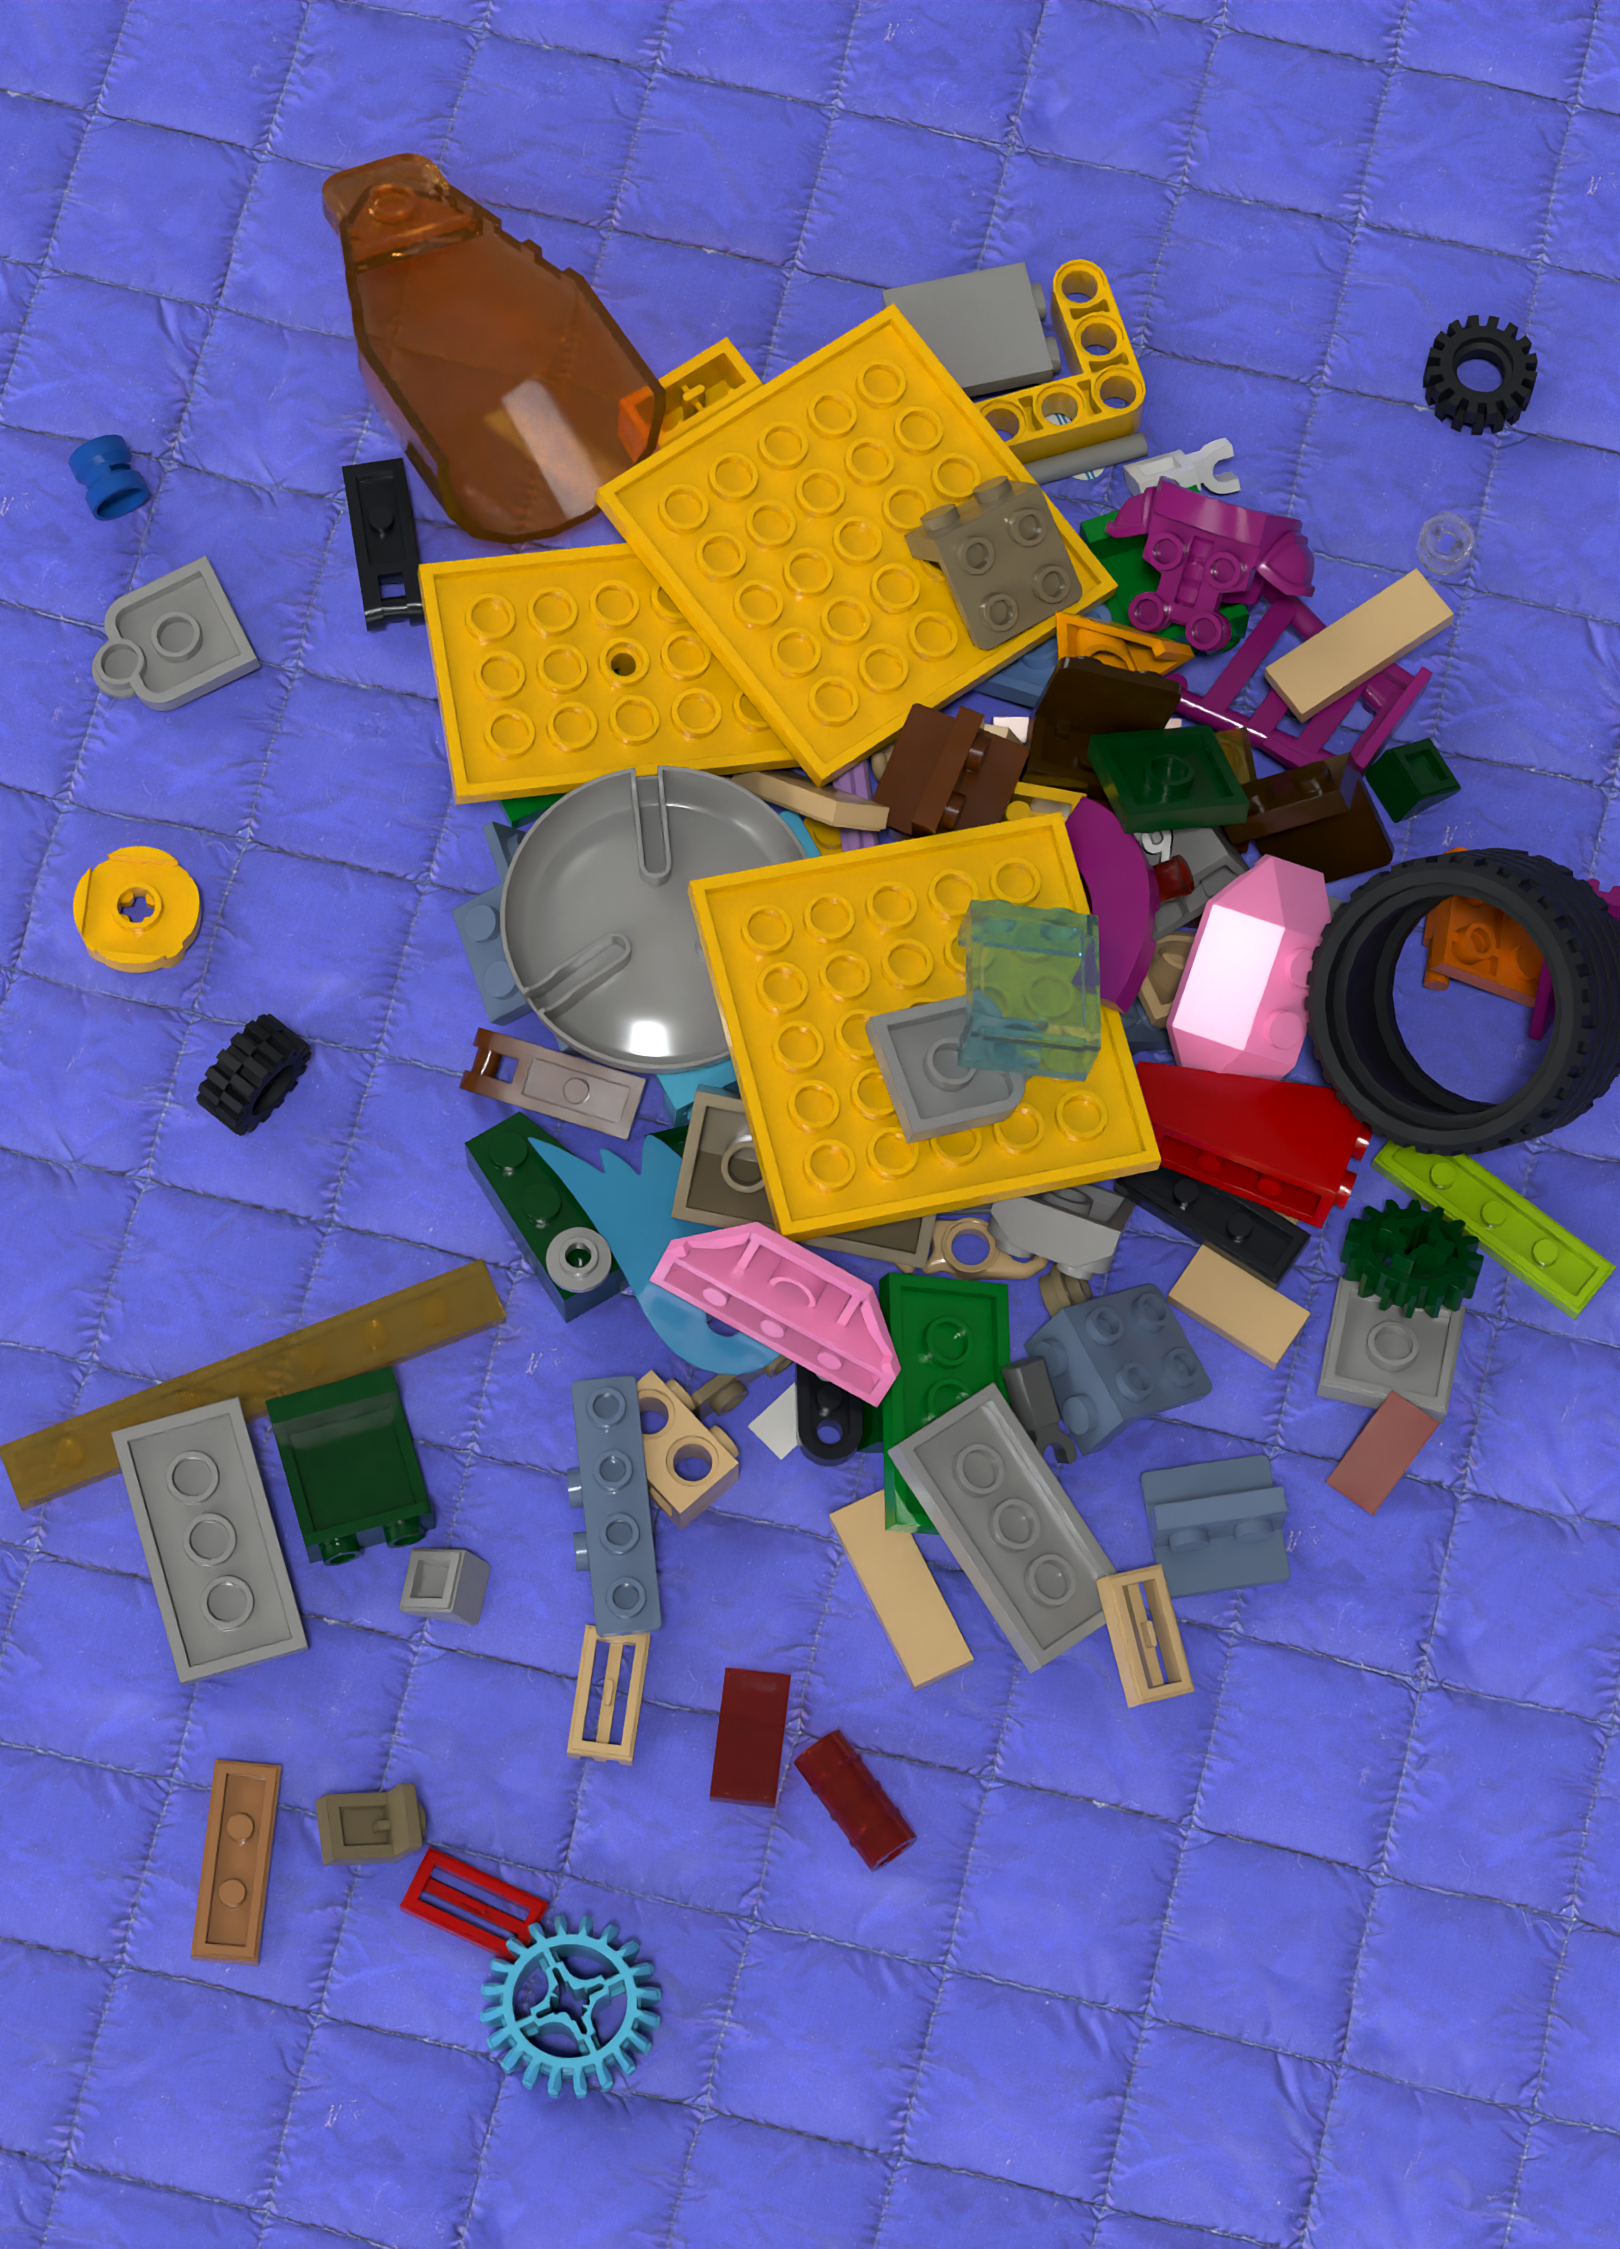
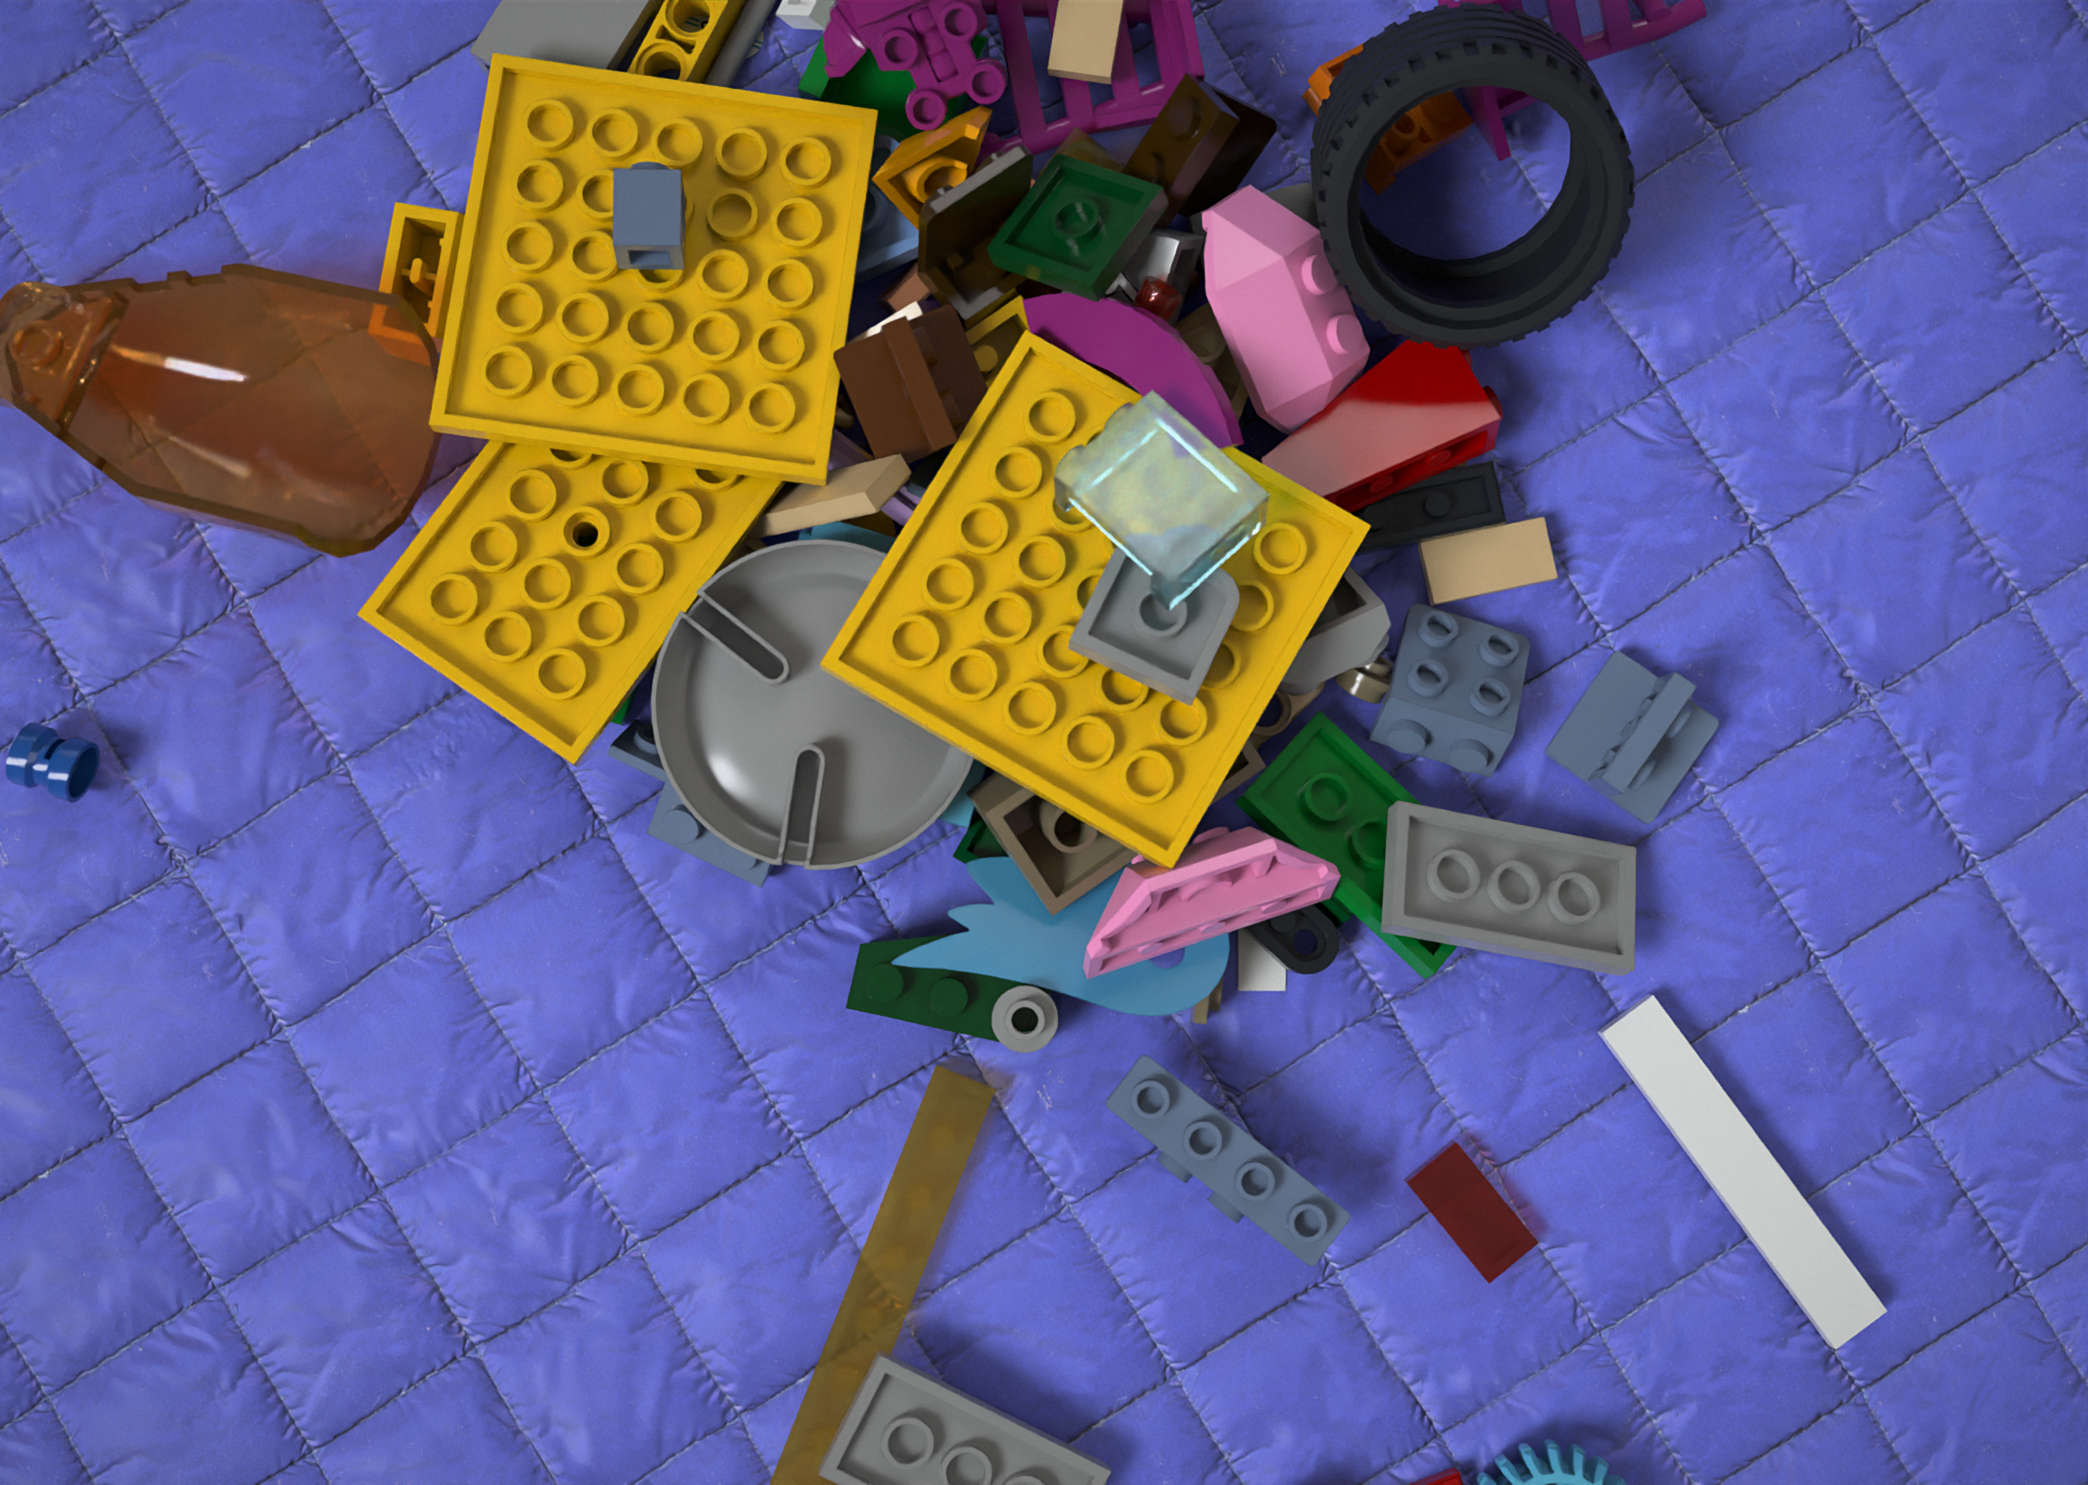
camera: 40 degrees left, 15 degrees up
(114, 884) = (385, 1059): yellow plate -> none
(172, 641) = (232, 835): light grey plate -> none
(253, 1074) = (638, 1106): black tyre -> none
(351, 1467) = (1007, 1311): dark green panel -> none
(384, 540) = (303, 606): black plate -> none
(445, 1585) = (1153, 1322): light grey slope -> none
(556, 1084) = (851, 895): plate -> none
(601, 1749) = (1380, 1325): tan tile -> none
(678, 1440) = (1210, 1056): tan brick -> none
(855, 1800) = (1592, 1185): clear red axle -> none
(882, 500) = (649, 217): none -> sand blue brick
(901, 1593) = (1469, 1004): tan tile -> none
(975, 1907) = (1742, 1171): none -> white tile
(999, 559) = (777, 176): dark tan bracket -> none
(1036, 1406) = (1431, 780): dark grey bar -> none
(1135, 1637) = (1666, 876): tan tile -> none
(1382, 1452) = (1695, 568): dark red sticker -> none
(1384, 1351) = (1626, 488): light grey plate -> none
(1411, 779) = (1222, 45): dark green slope -> none
(1411, 1258) = (1580, 408): dark green gear -> none
(1504, 1221) = (1623, 316): lime tile -> none

